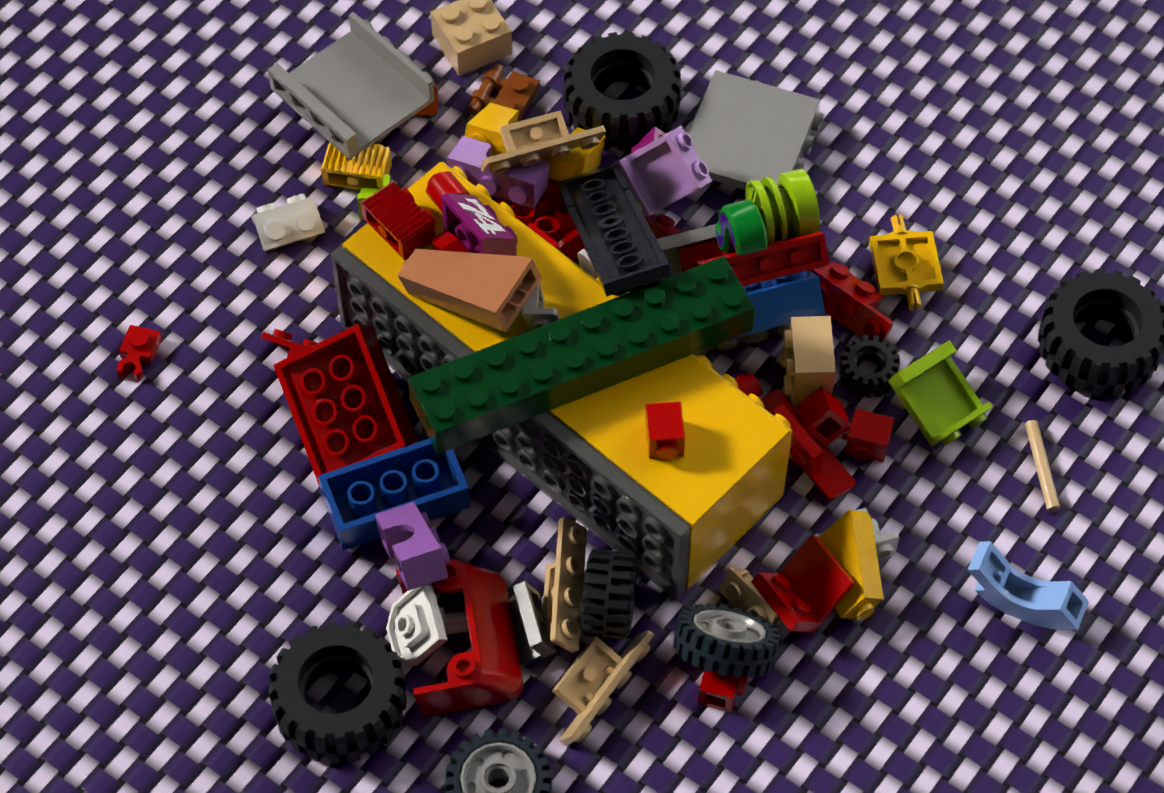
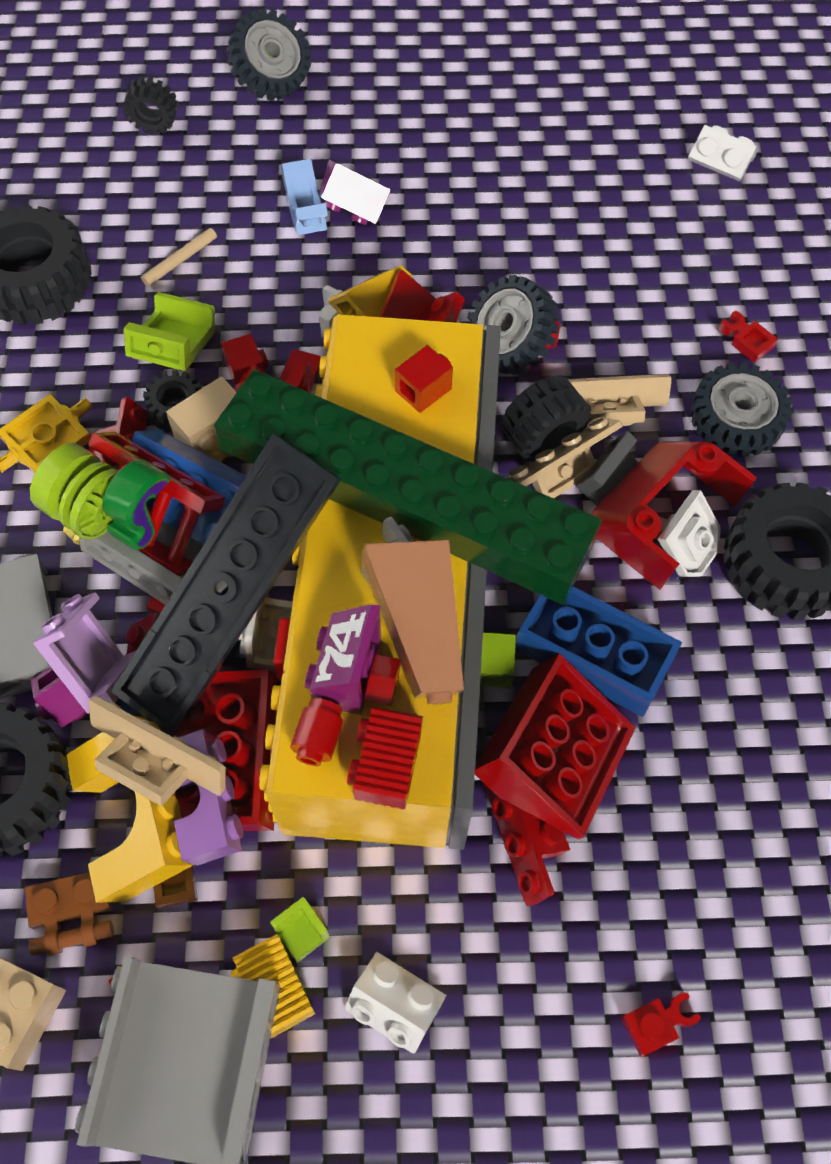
camera: 130 degrees left, 5 degrees up
(413, 544) = (632, 590): medium lavender arch -> none
(1005, 638) = (352, 192): none -> slope

